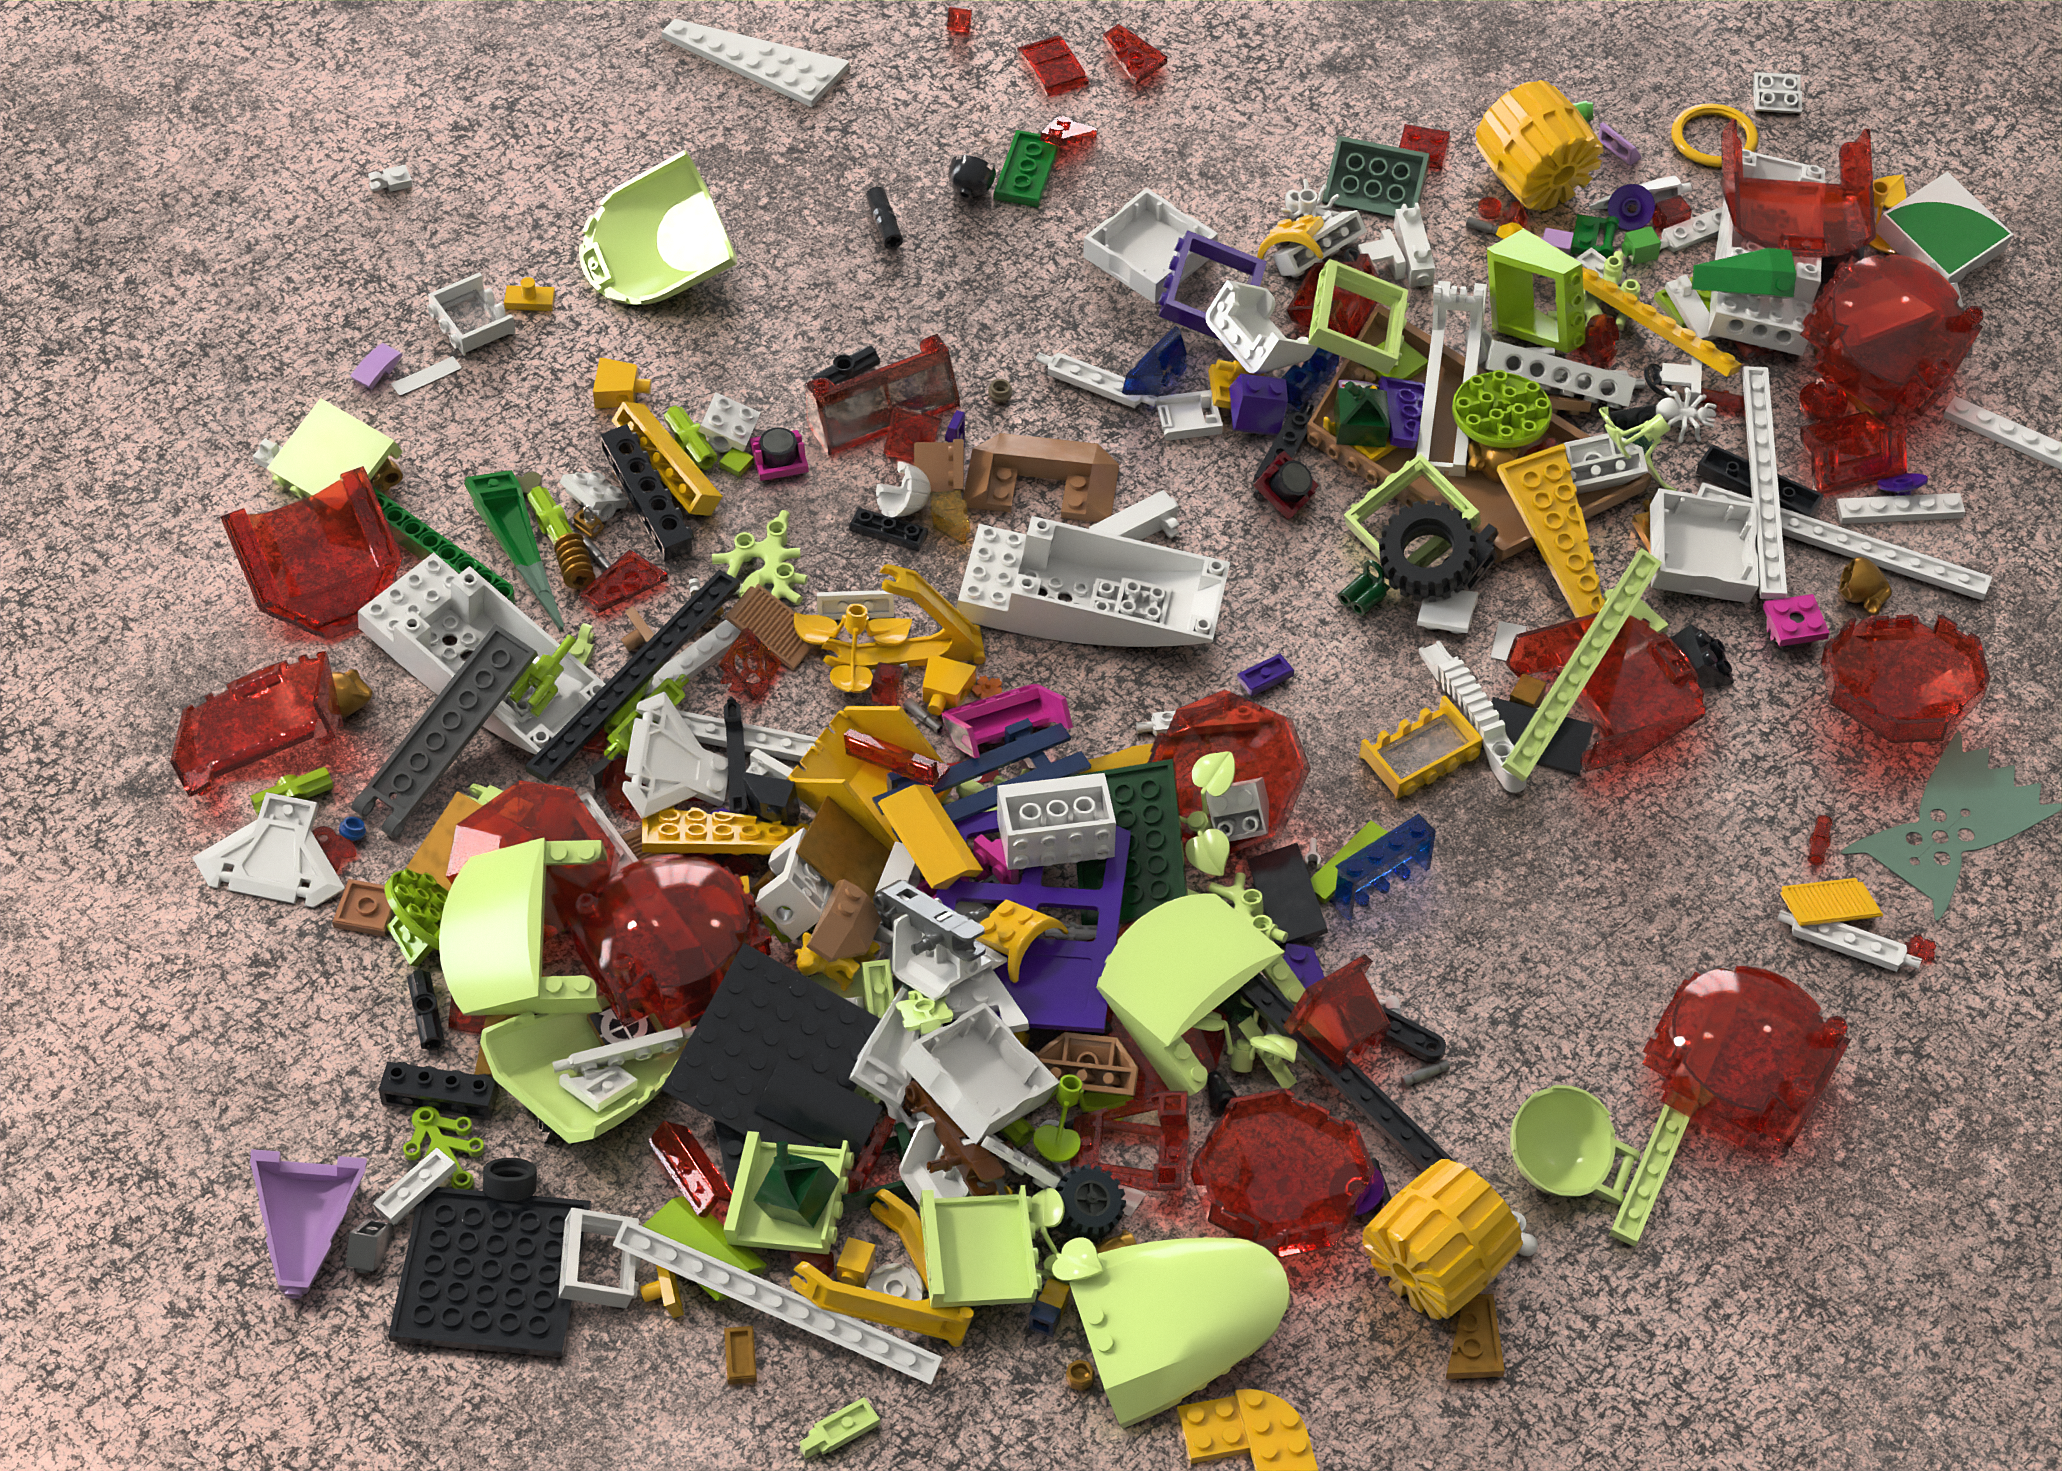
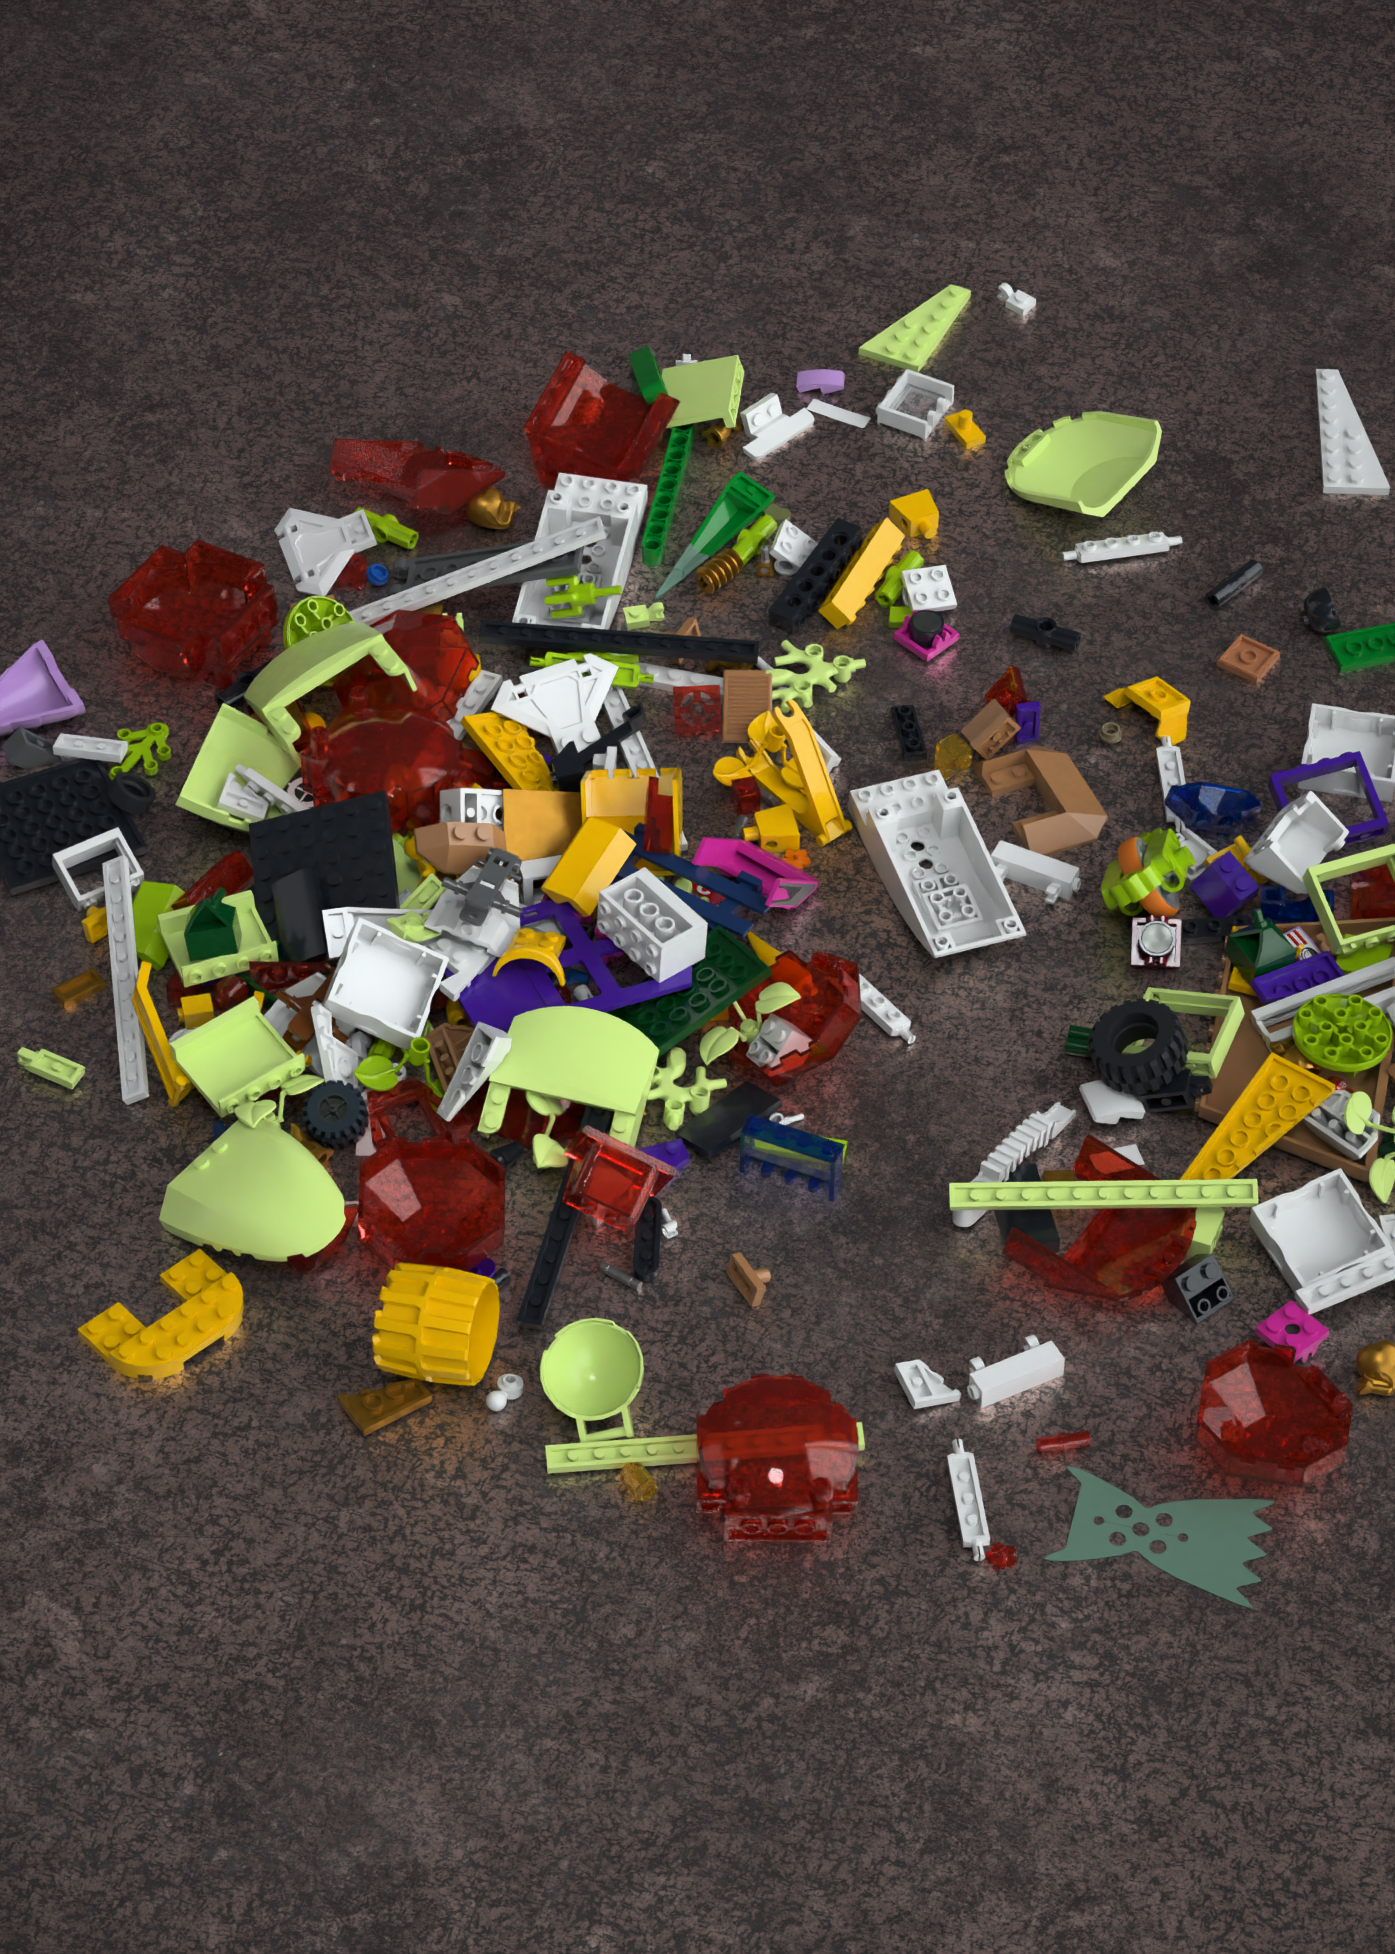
camera: 60 degrees right, 5 degrees down
(271, 481) = (647, 374): none -> green beam
(309, 996) = (196, 610): none -> clear red windscreen
(372, 270) = (917, 334): none -> yellowish green wing
(409, 429) = (771, 428): none -> white plate
(444, 1090) = (183, 722): black brick -> none
(460, 735) = (483, 571): none -> white plate
(596, 554) = (741, 582): flat silver pin -> none
(622, 581) = (724, 607): clear red wing -> none
(774, 268) = (1121, 547): none -> white plate
(854, 1220) = (229, 992): none -> clear red head
(864, 405) = (1048, 670): windscreen -> none
(907, 498) = (946, 718): white hair -> none
(978, 255) = (1248, 658): none -> nougat tile
(988, 336) = (1161, 702): none -> yellow piece
(1150, 1046) = (480, 1059): none -> white wedge
(1218, 441) = (1145, 875): none -> lime piece
(1265, 674) = (946, 1016): dark purple plate -> none
(1272, 1061) = (554, 1175): yellowish green piece -> none
(1422, 749) = (942, 1142): window -> none
(1496, 975) = (747, 1280): none -> medium nougat tile
(1692, 1176) = (638, 1481): none -> clear yellow brick
(1696, 907) = (923, 1386): none -> white wing
(1725, 834) = (1016, 1373): none -> white brick
(1830, 901) = (998, 1471): yellow window -> none

